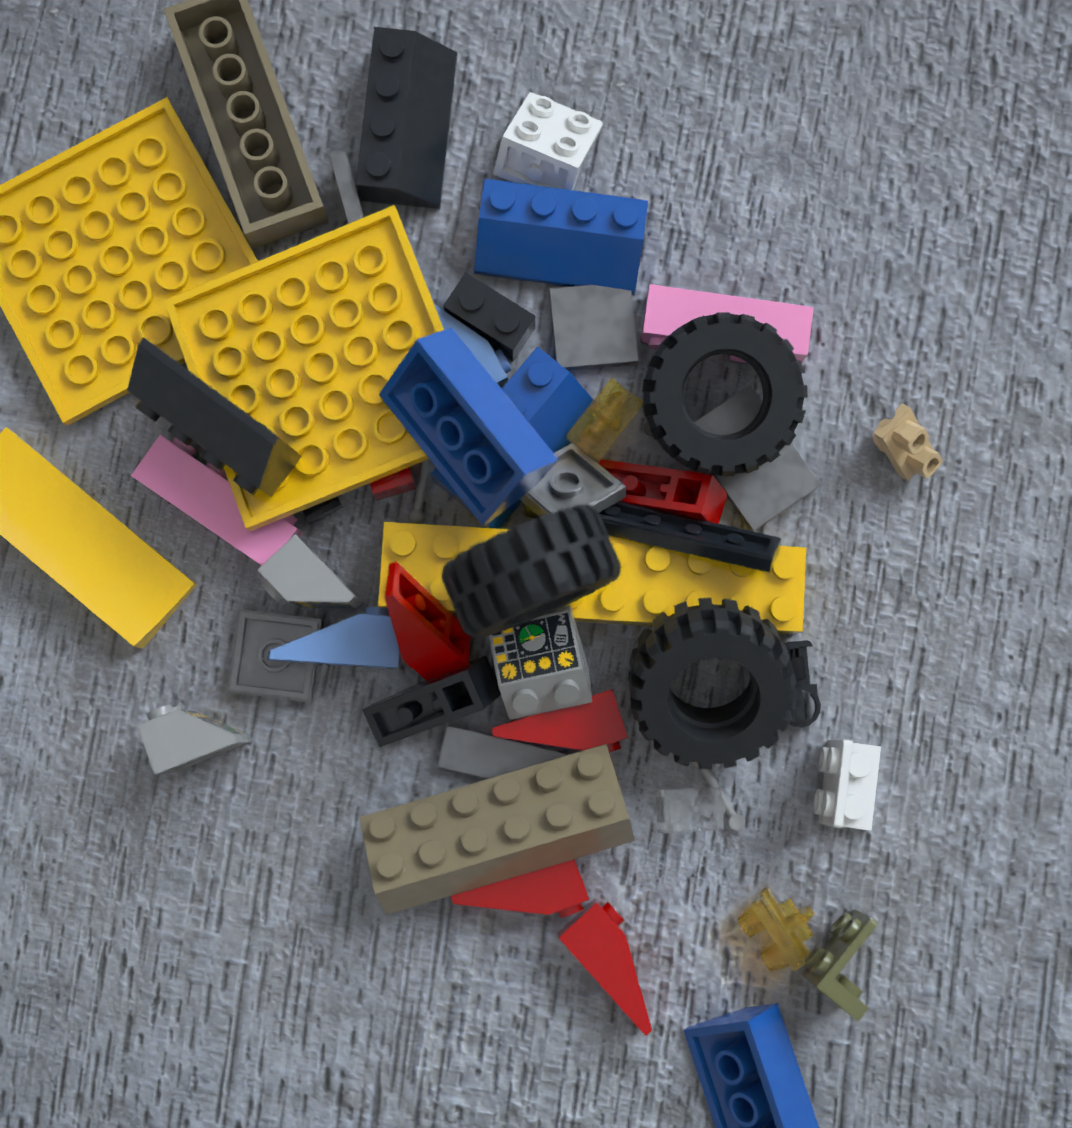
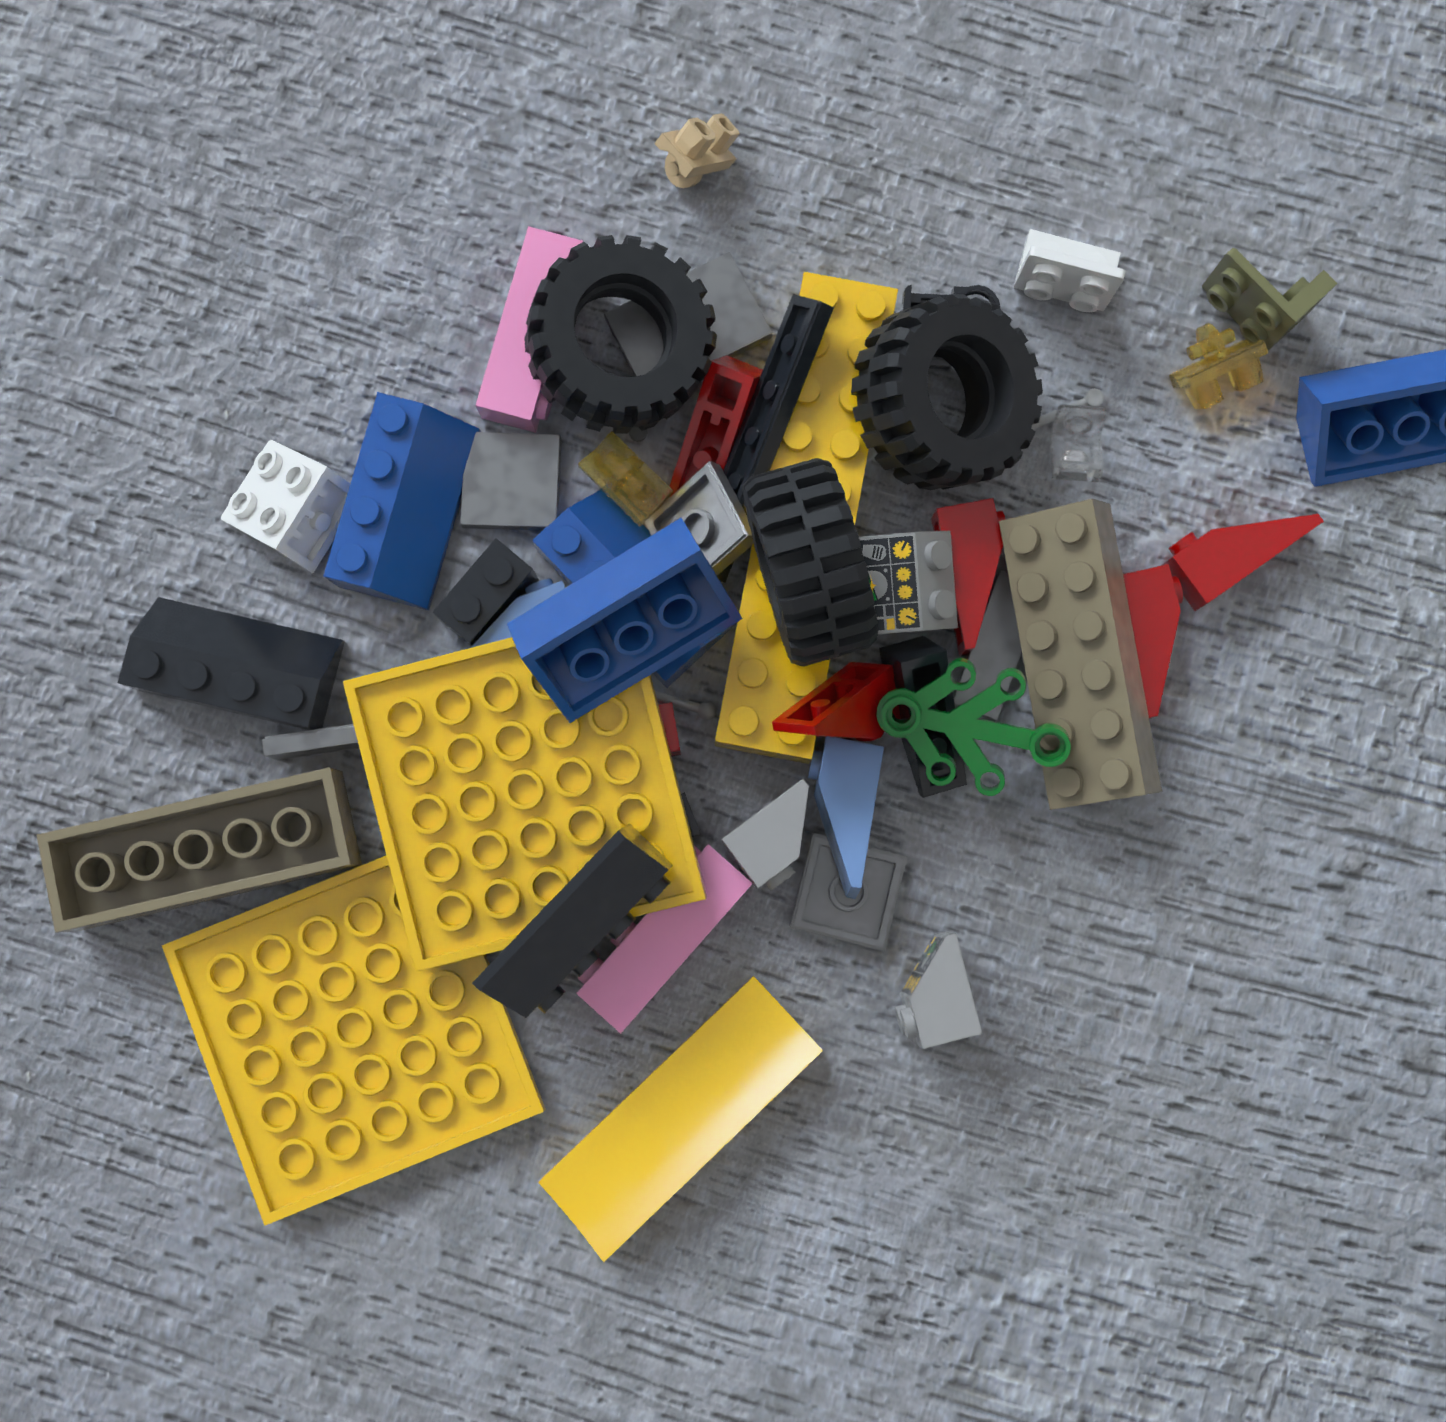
camera: 80 degrees left, 0 degrees up
(418, 732) = (964, 725): none -> green plant

